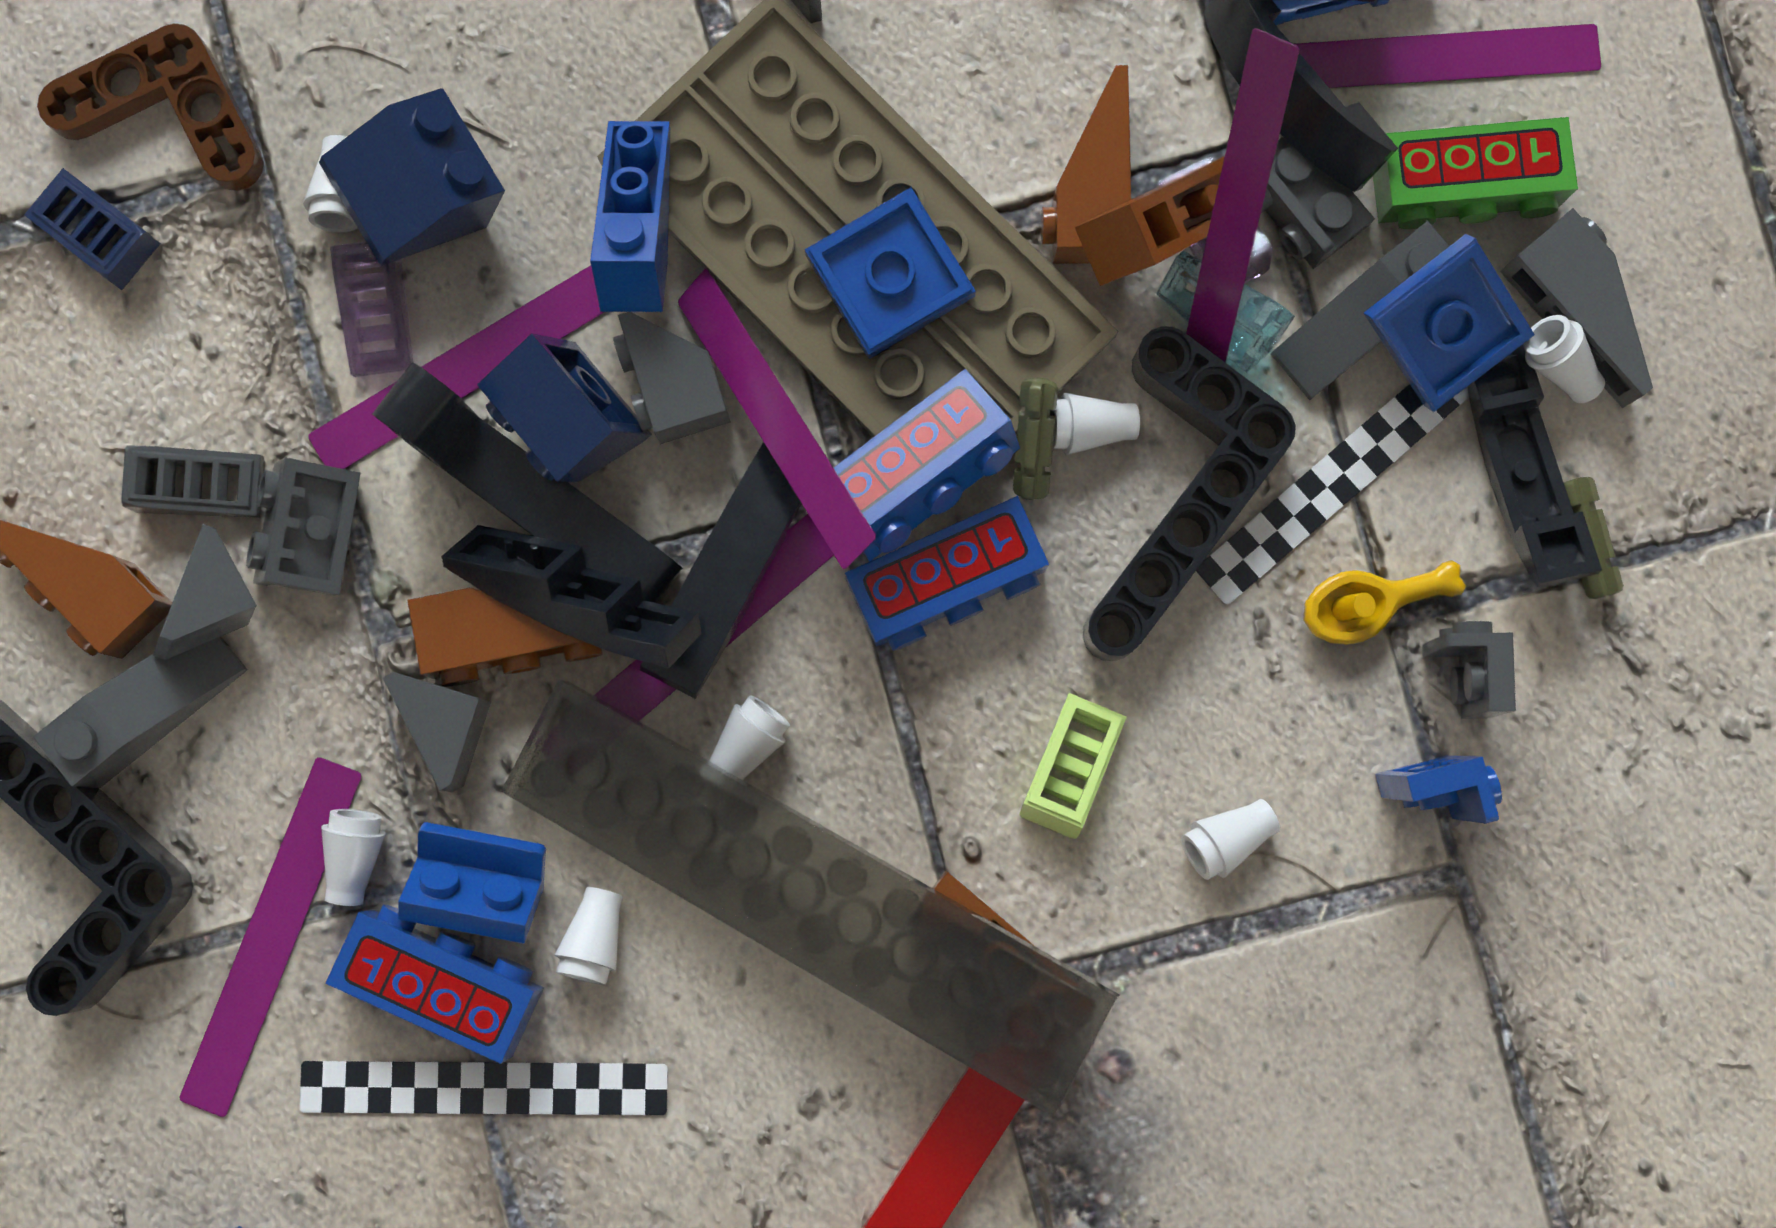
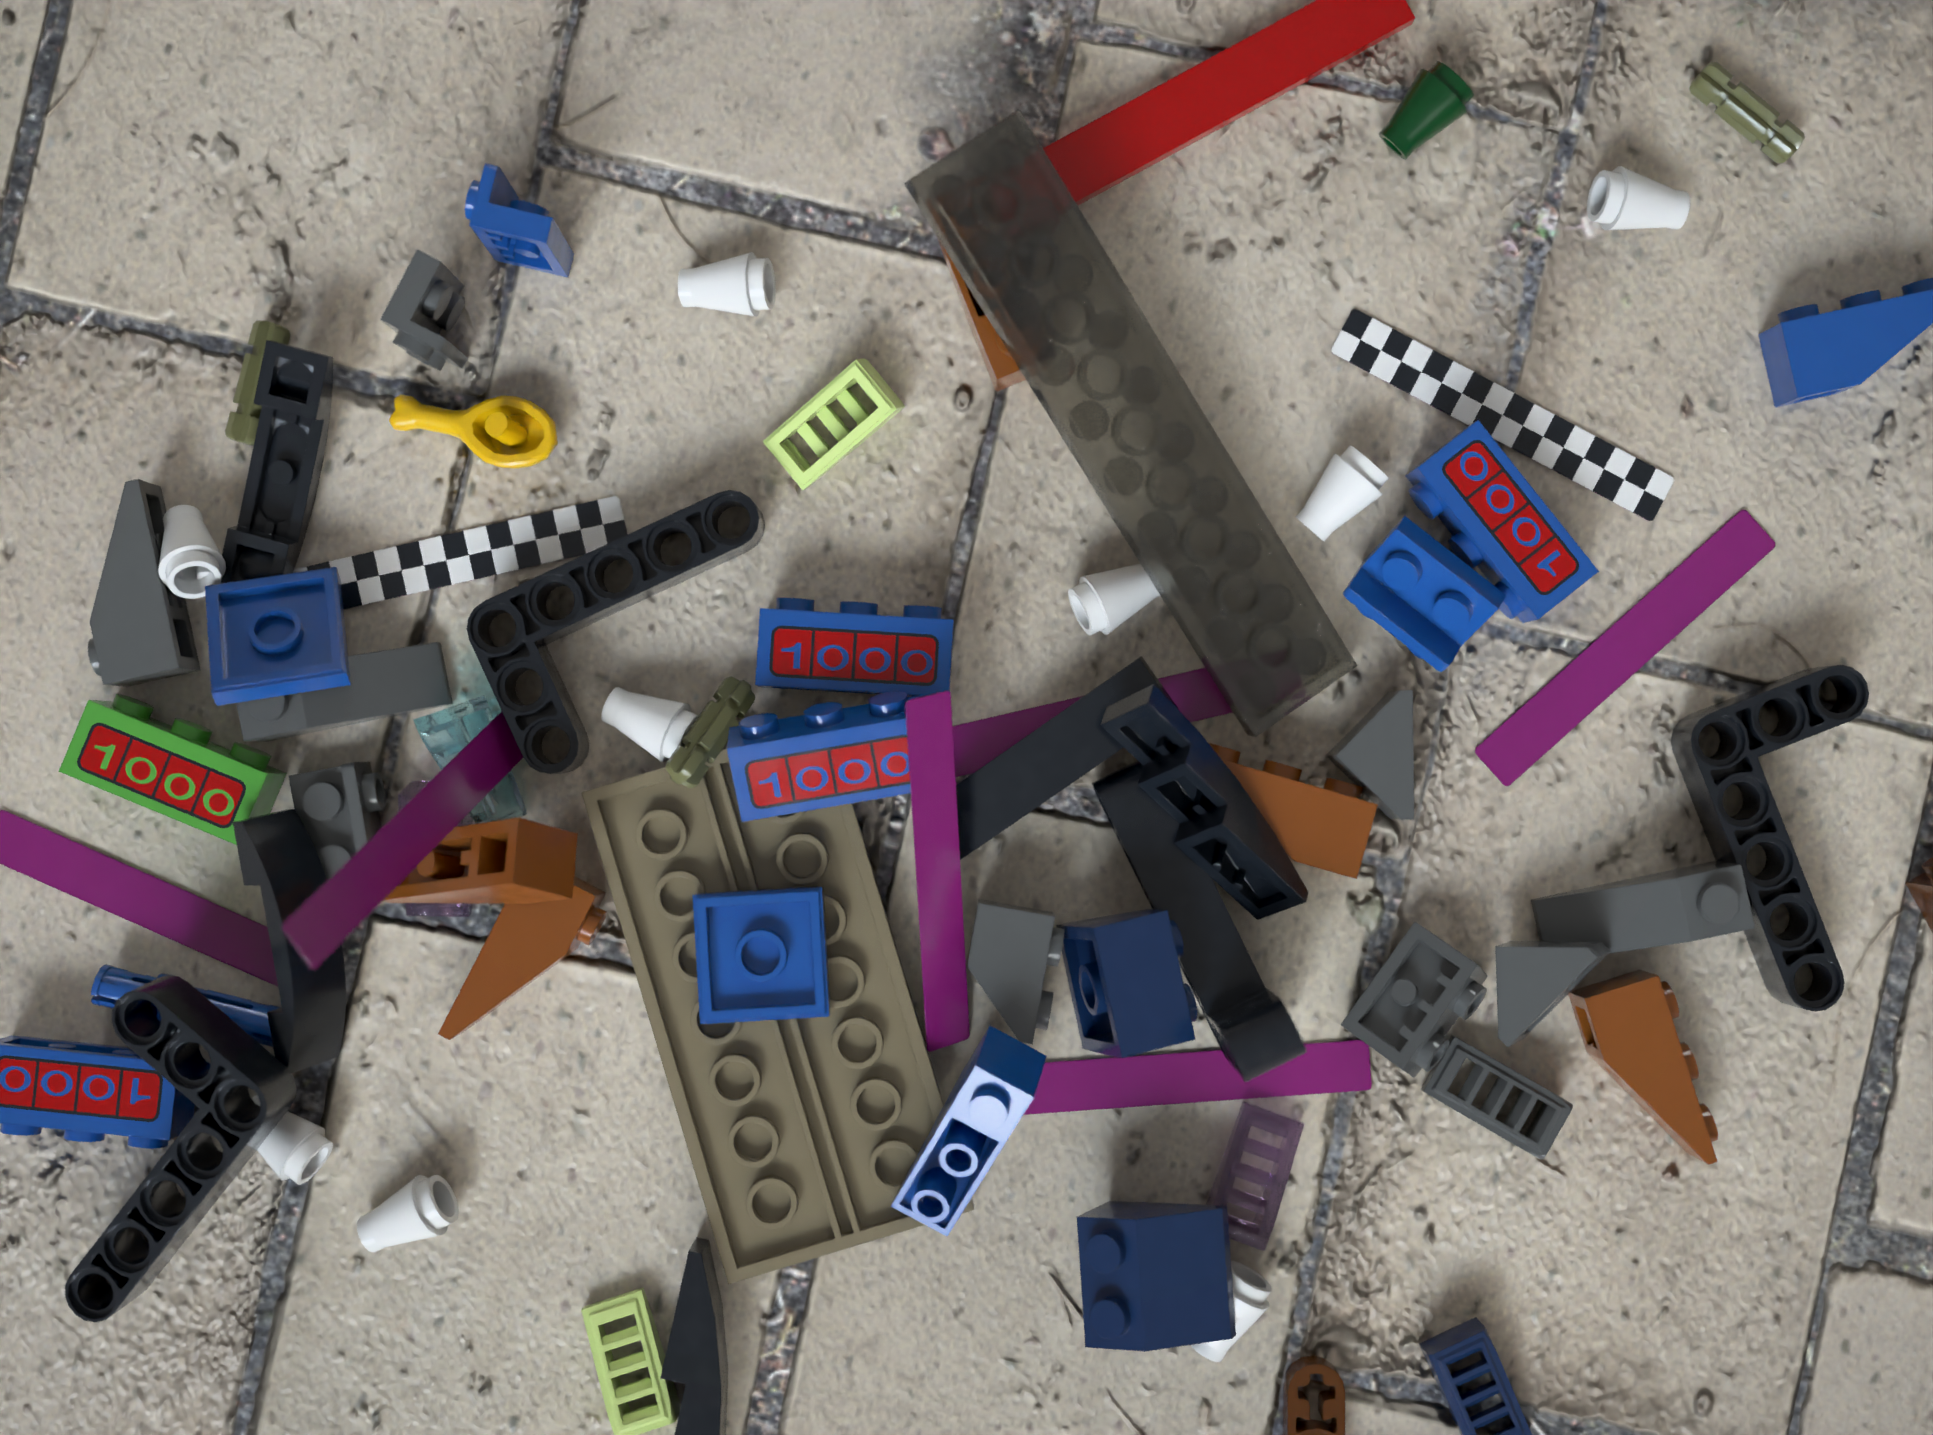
camera: 150 degrees left, 5 degrees up
(350, 852) = (1518, 682): white cone -> none

